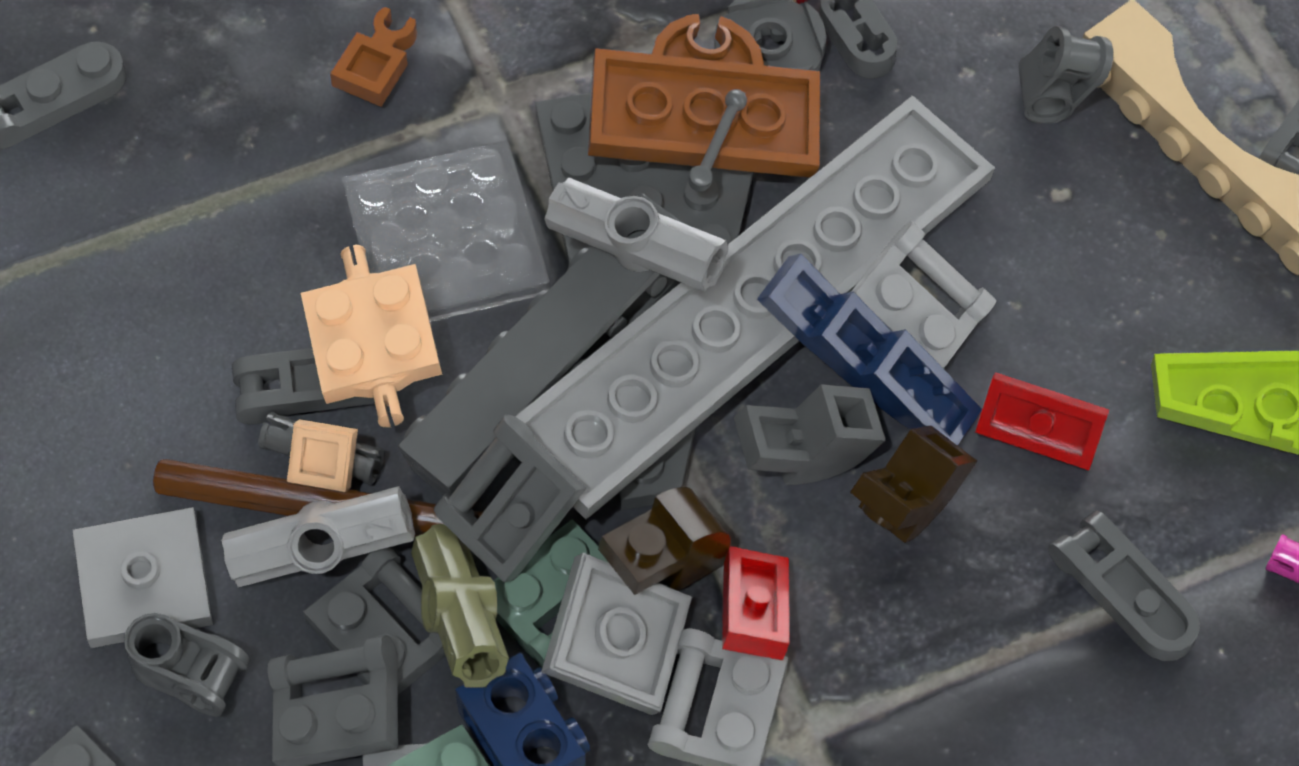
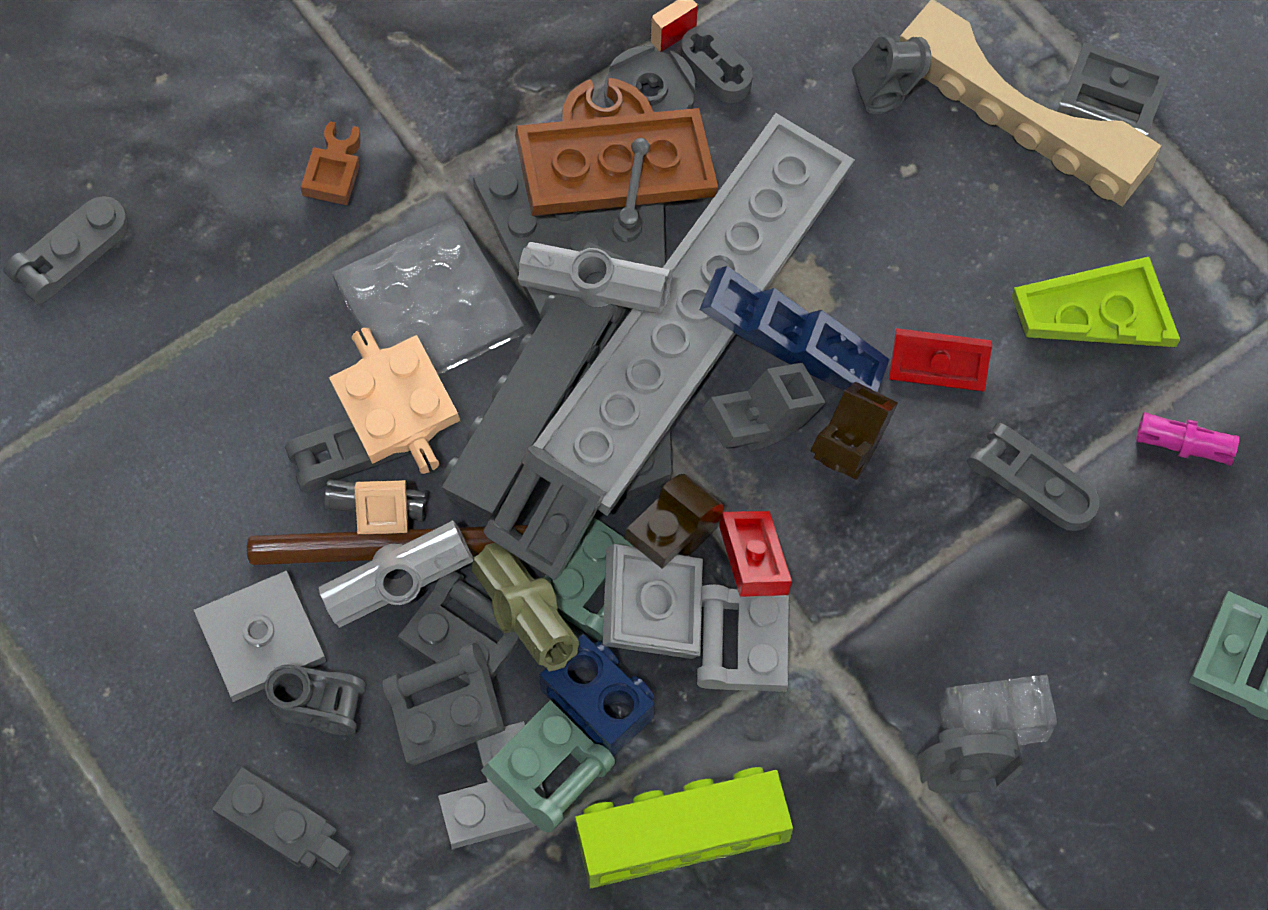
camera: 15 degrees left, 5 degrees up
(909, 306) = (817, 289): light grey plate -> none

